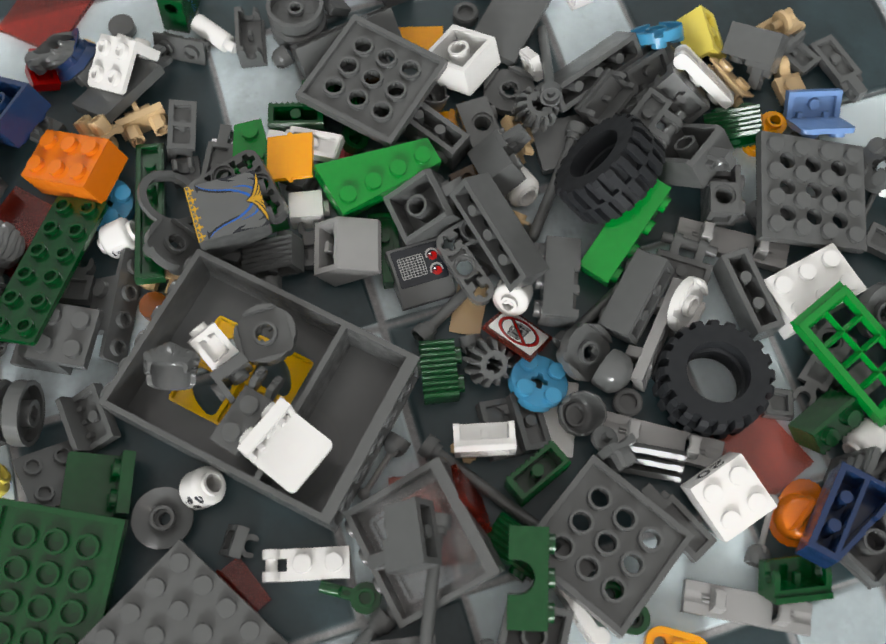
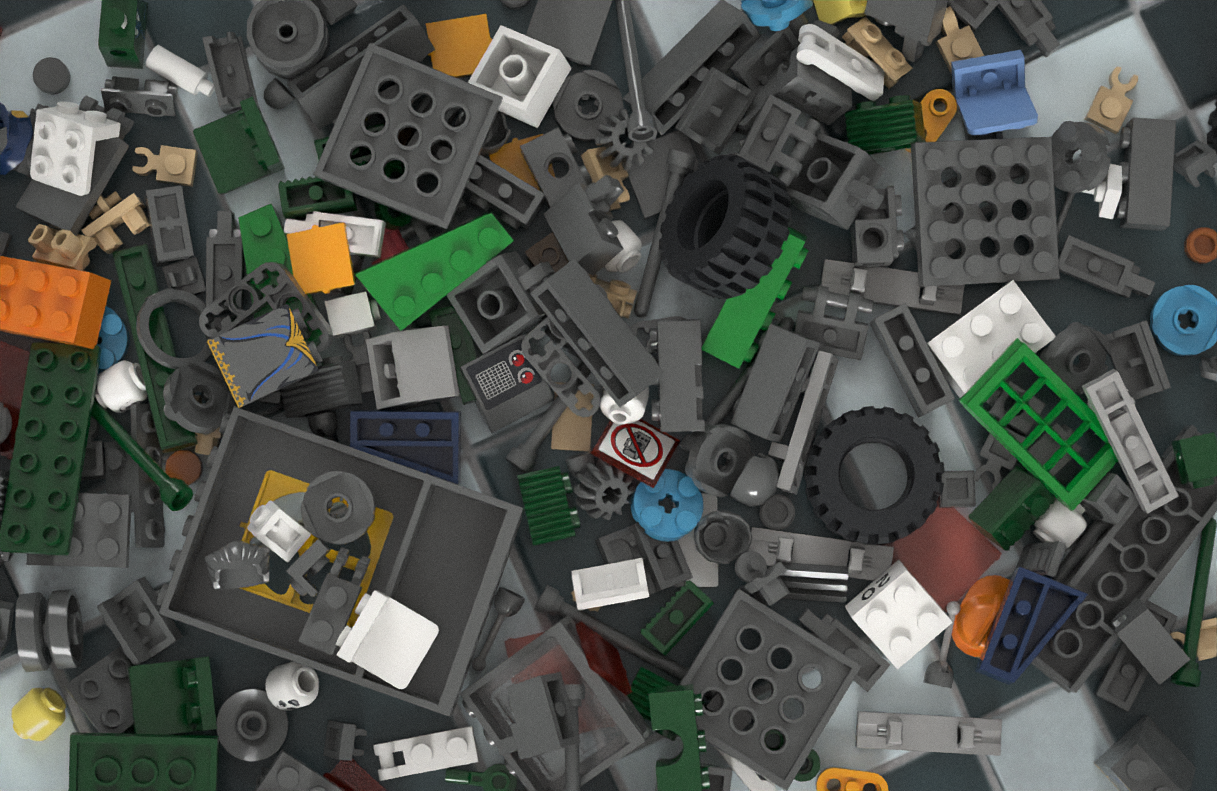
camera: 10 degrees left, 15 degrees up
(134, 308) = (173, 491): none -> dark green piece
(193, 91) = (172, 165): none -> tan plate
(246, 87) = (238, 148): none -> dark green bracket
(344, 297) = (411, 438): none -> dark blue wedge
(531, 63) = (611, 65): white tile -> none
(687, 303) = (838, 384): white tile -> none
(793, 580) = (976, 700): dark green hinge -> none

